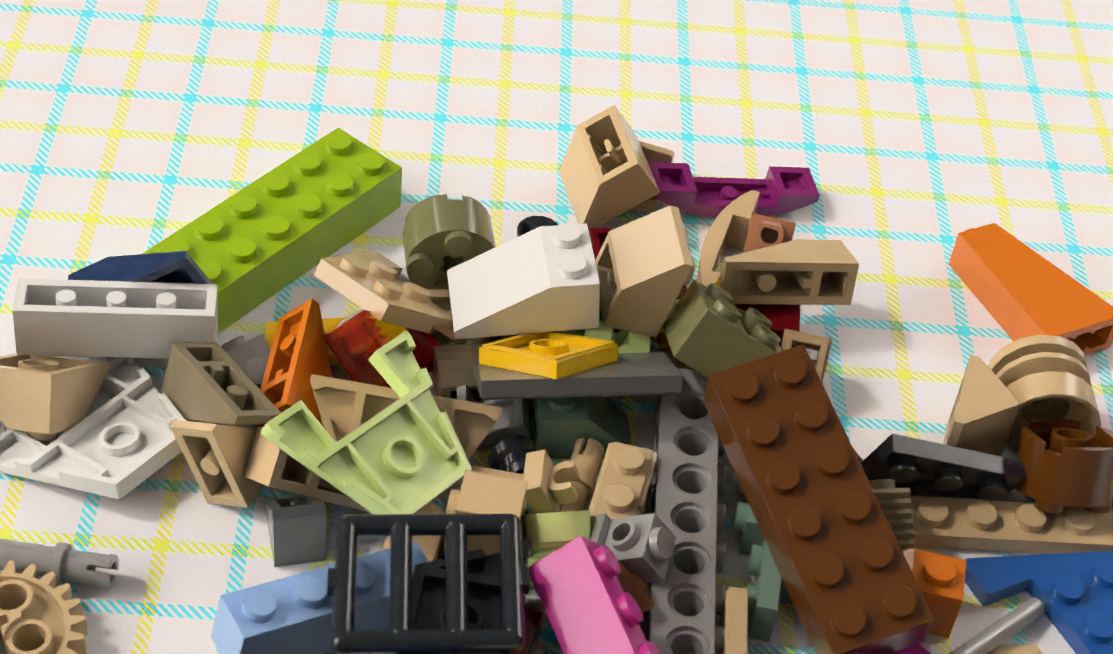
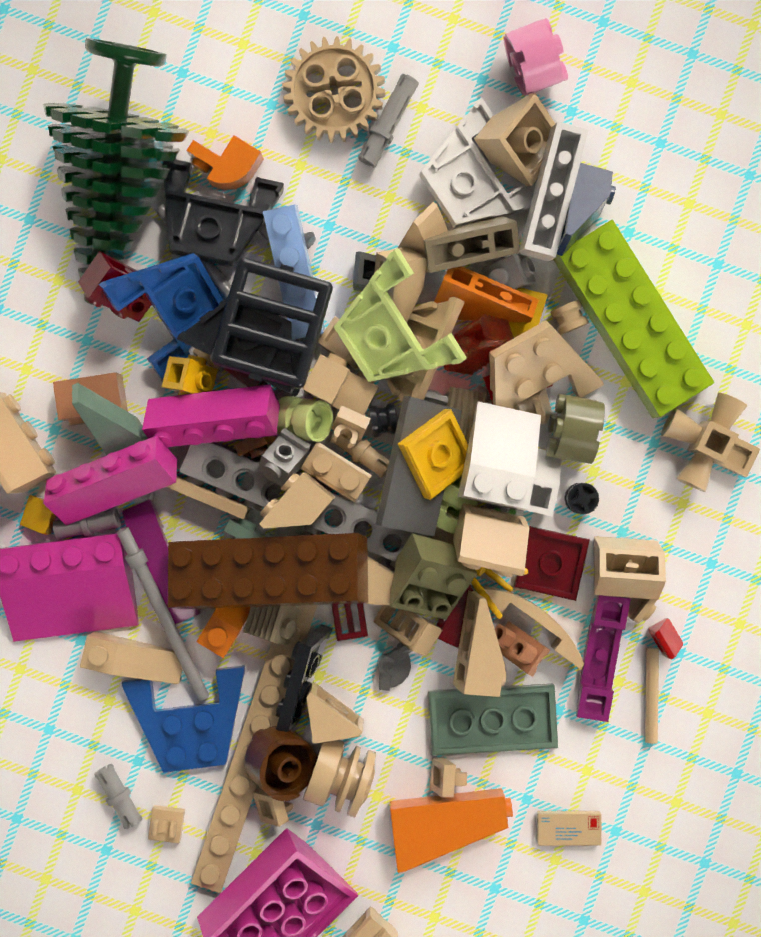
camera: 105 degrees right, 45 degrees up
(291, 291) = (569, 317): none -> tan wheel
(414, 133) = (712, 442): none -> tan brick
(685, 139) = (666, 638): none -> slope
(700, 487) = (299, 505): none -> tan slope
(751, 147) = (652, 695): none -> tan bar
(861, 393) = (394, 667): none -> dark grey piece
(887, 302) = (479, 724): none -> sand green tile
(956, 190) = (569, 828): none -> tan tile
(972, 307) = (446, 776): none -> tan tile

